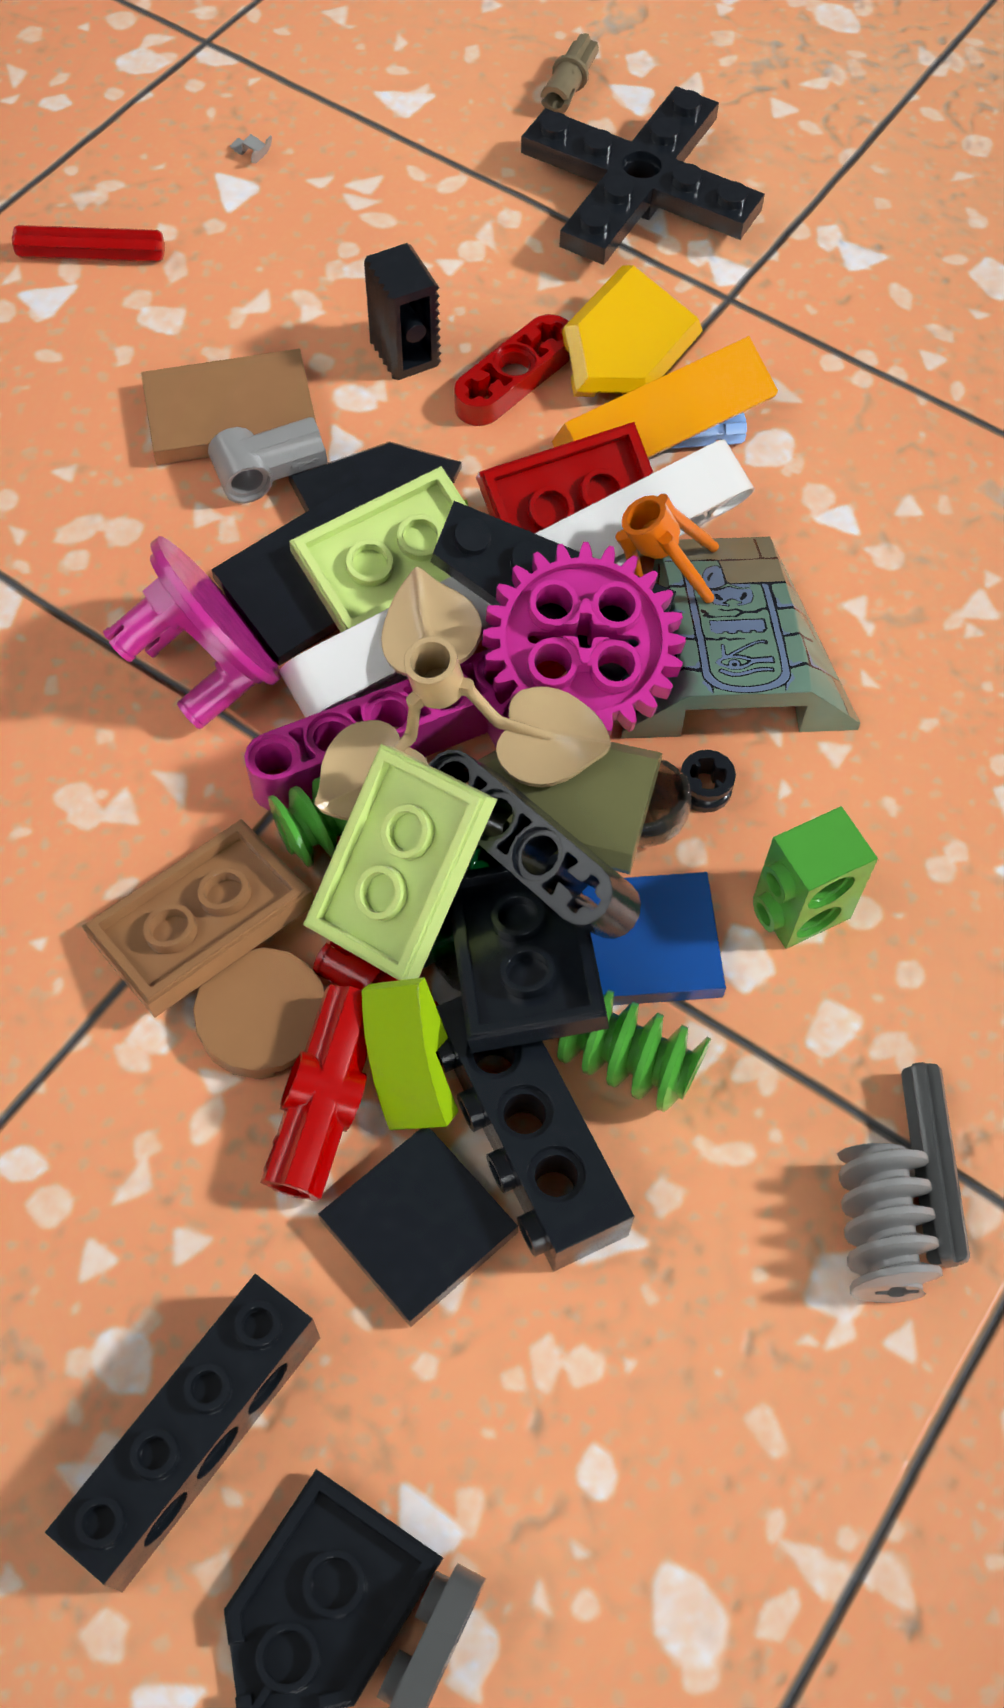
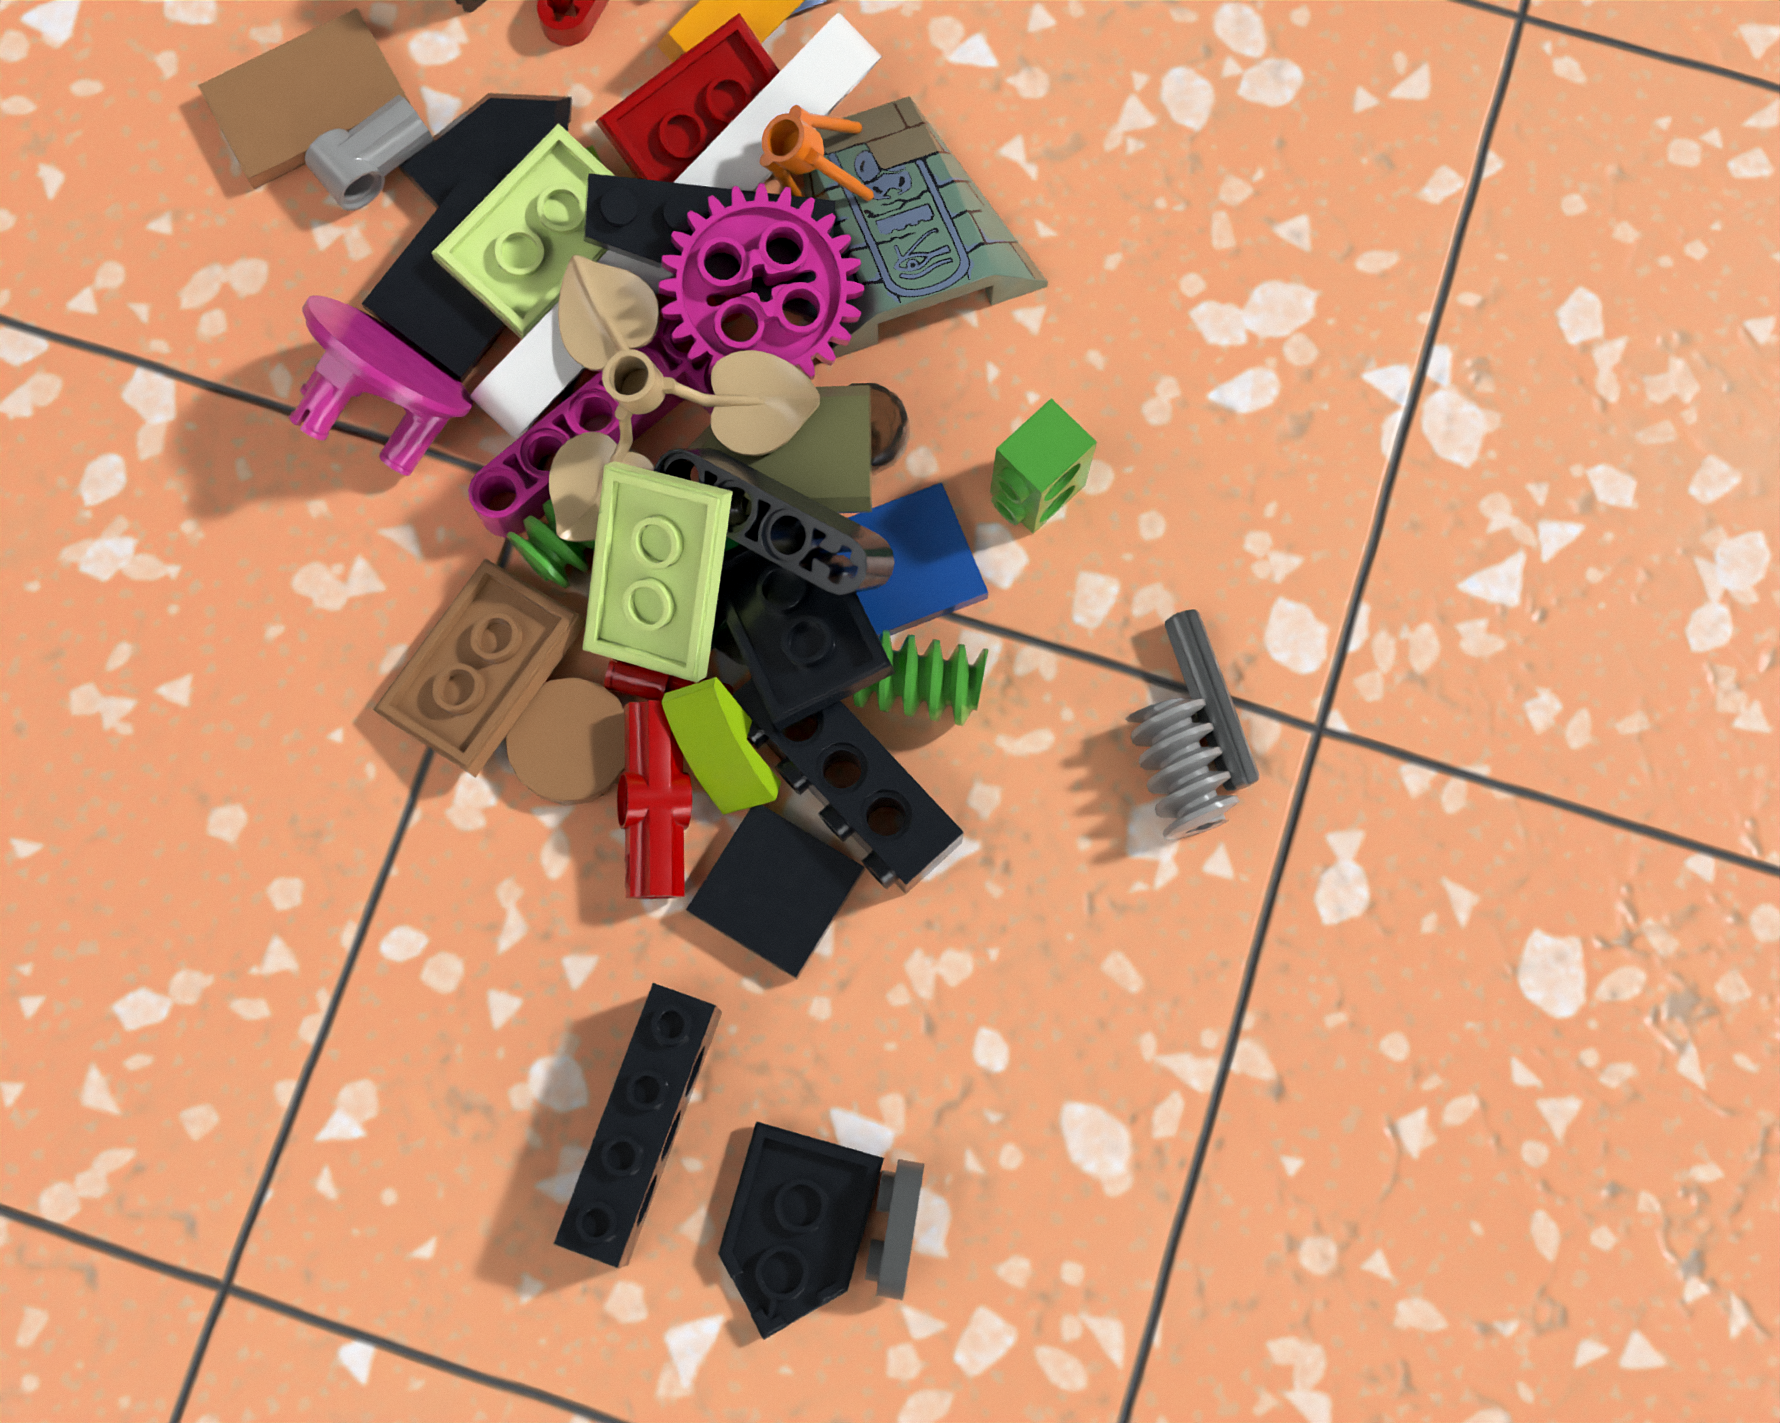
camera: 15 degrees left, 15 degrees up
(722, 775) = (928, 373): black bush -> none

